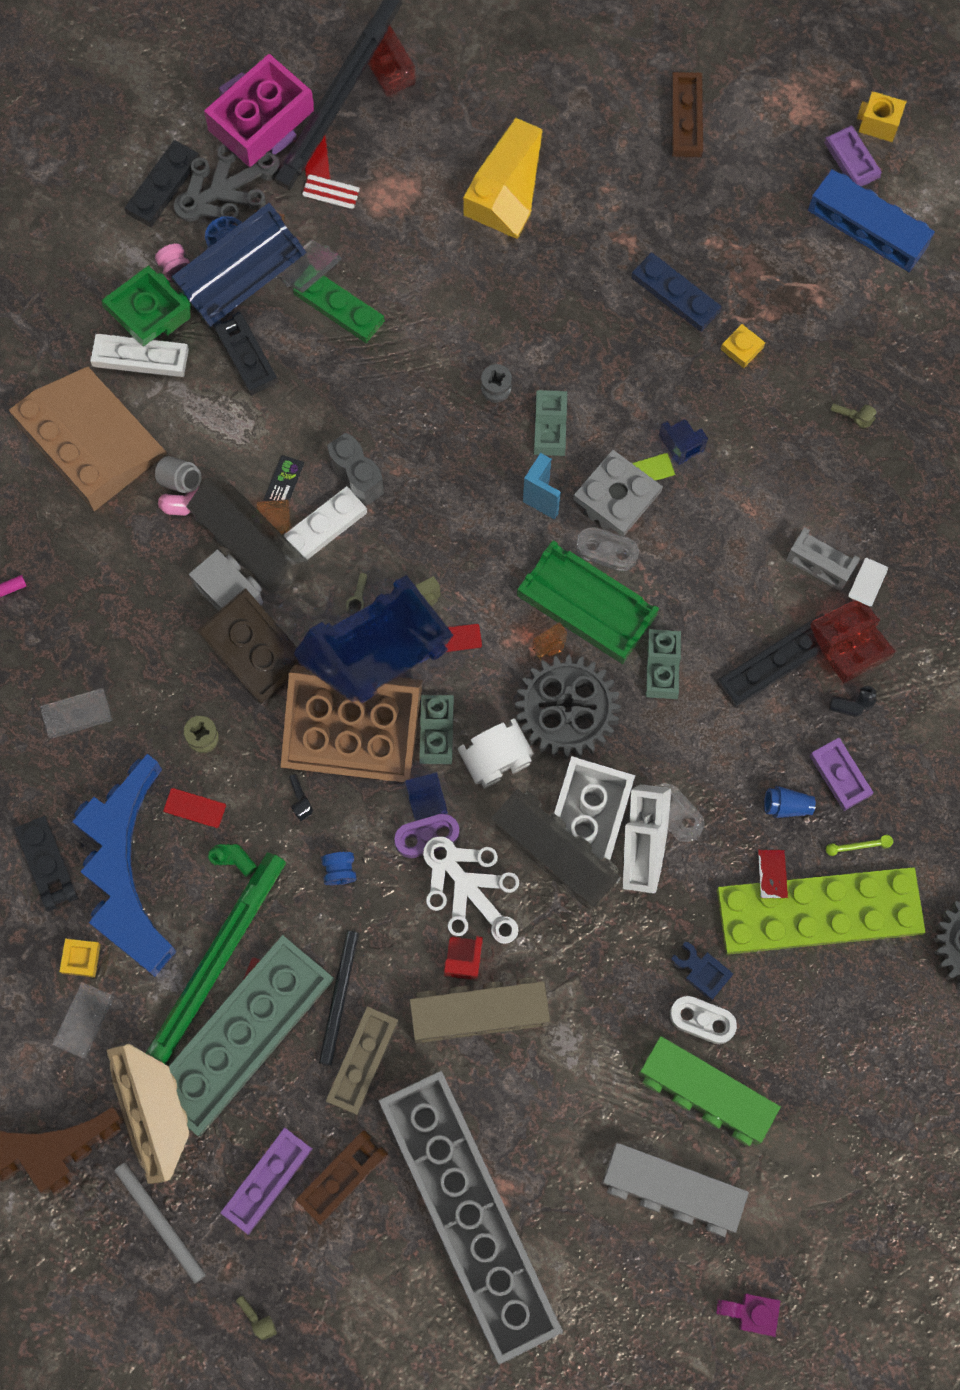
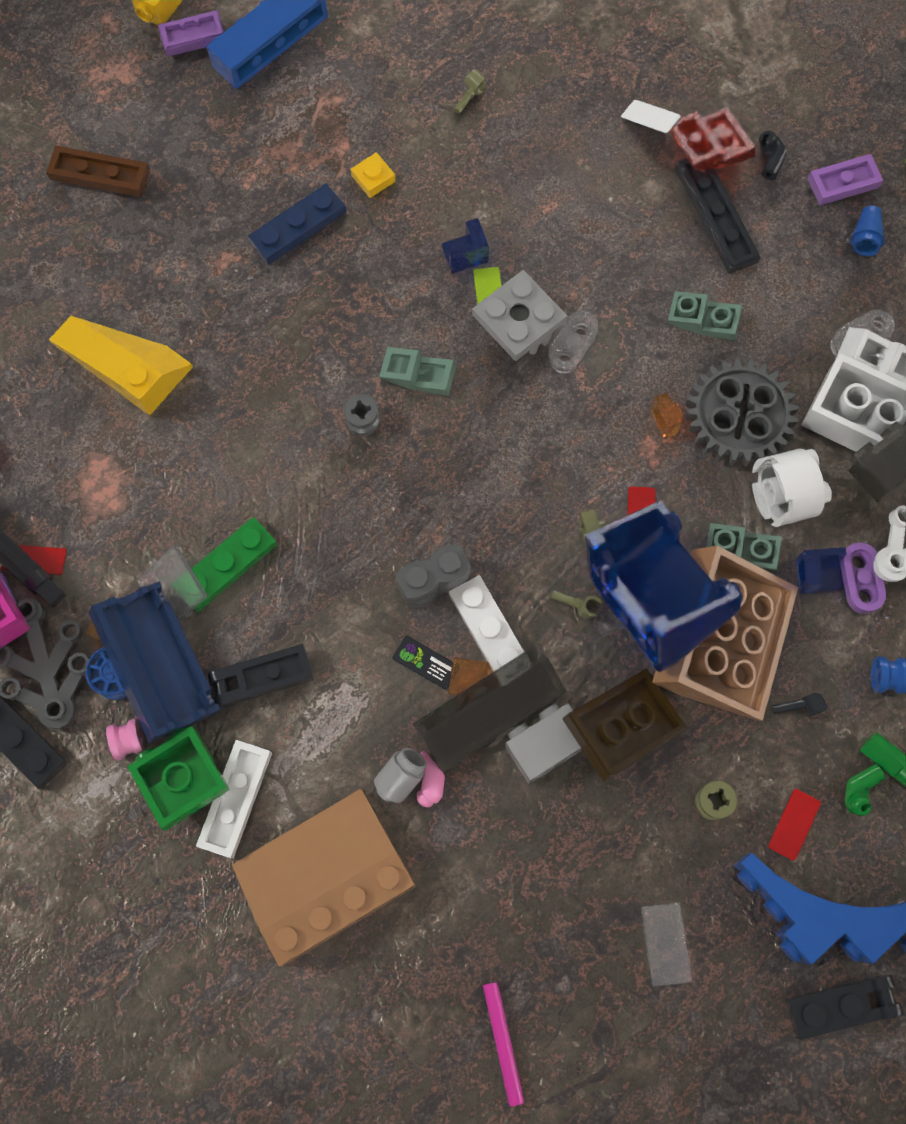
camera: 75 degrees left, 0 degrees up
(331, 191) = (81, 549): sticker -> none
(536, 488) = (495, 390): dark azure panel -> none
(587, 602) = (626, 373): green gear -> none
(821, 560) = (621, 149): light grey hinge -> none

